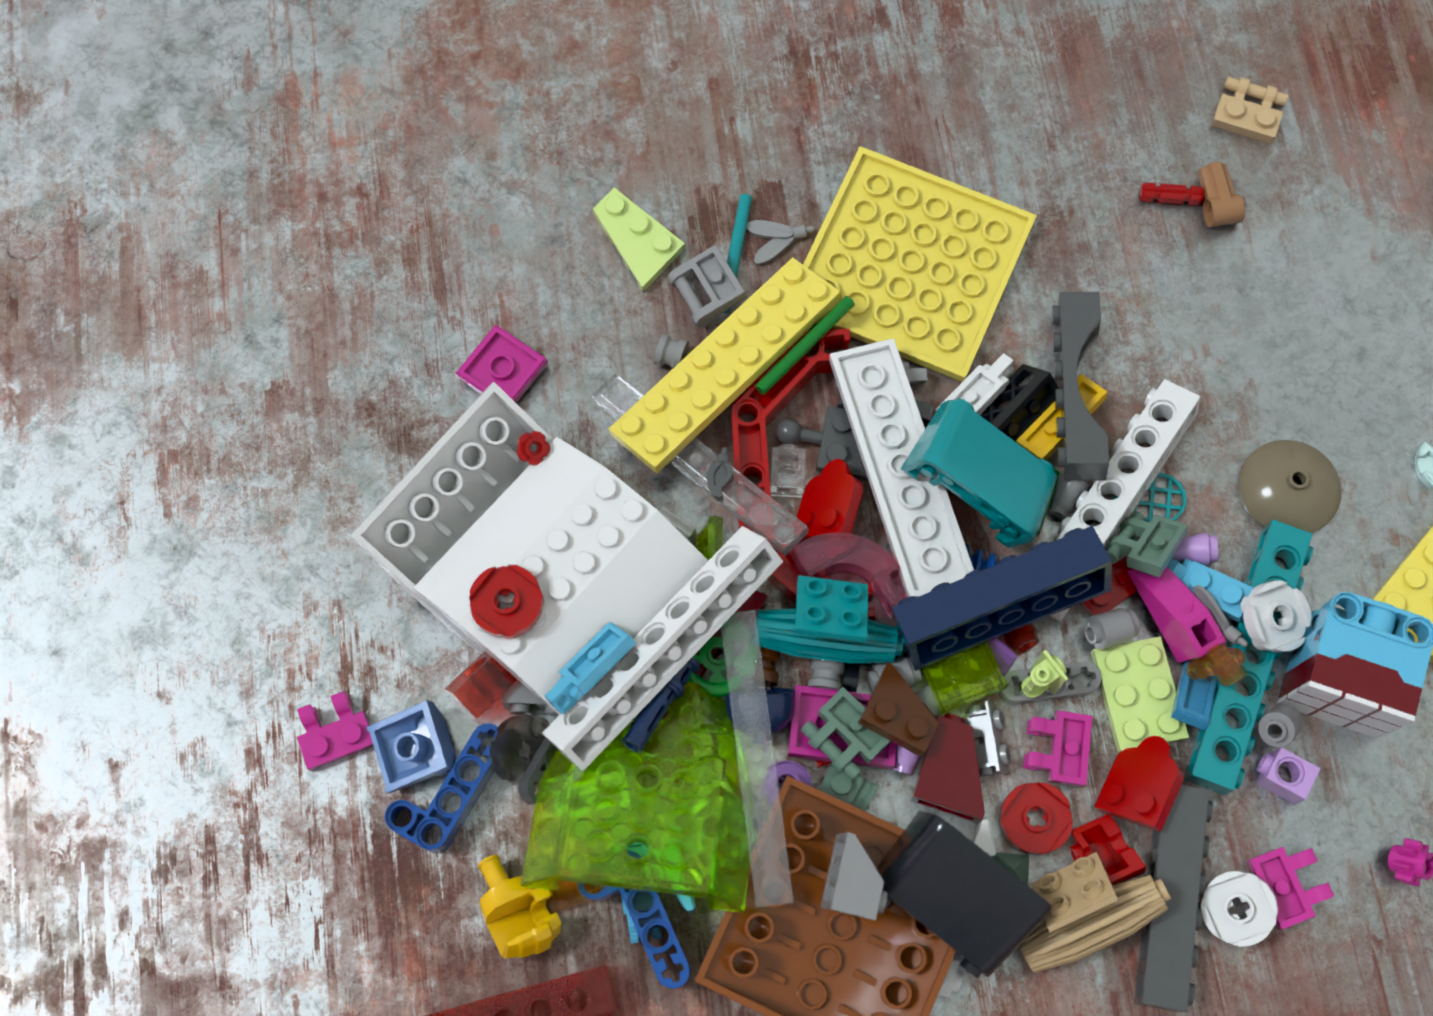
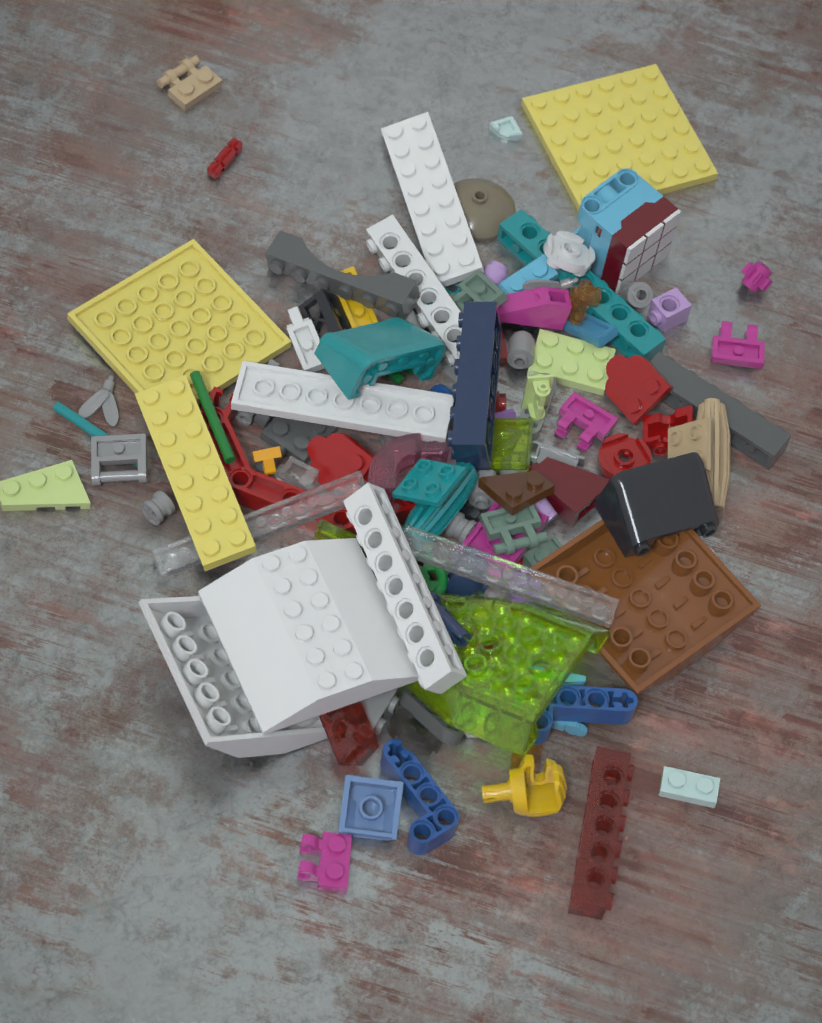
camera: 75 degrees left, 15 degrees down
(503, 361) = (98, 624): dark pink plate -> none
(510, 621) = (320, 670): red plate -> none
(524, 447) = (200, 607): red plate -> none
(589, 666) = (395, 633): medium azure hinge -> none
(720, 475) = (286, 508): dark grey piece -> none
(787, 426) = (267, 458): none -> light orange tile
(853, 881) = (622, 554): light grey slope -> none
(1220, 202) = (253, 134): medium nougat piece -> none
(1231, 928) = (752, 369): white plate -> none
(1260, 431) = (432, 199): none -> white plate

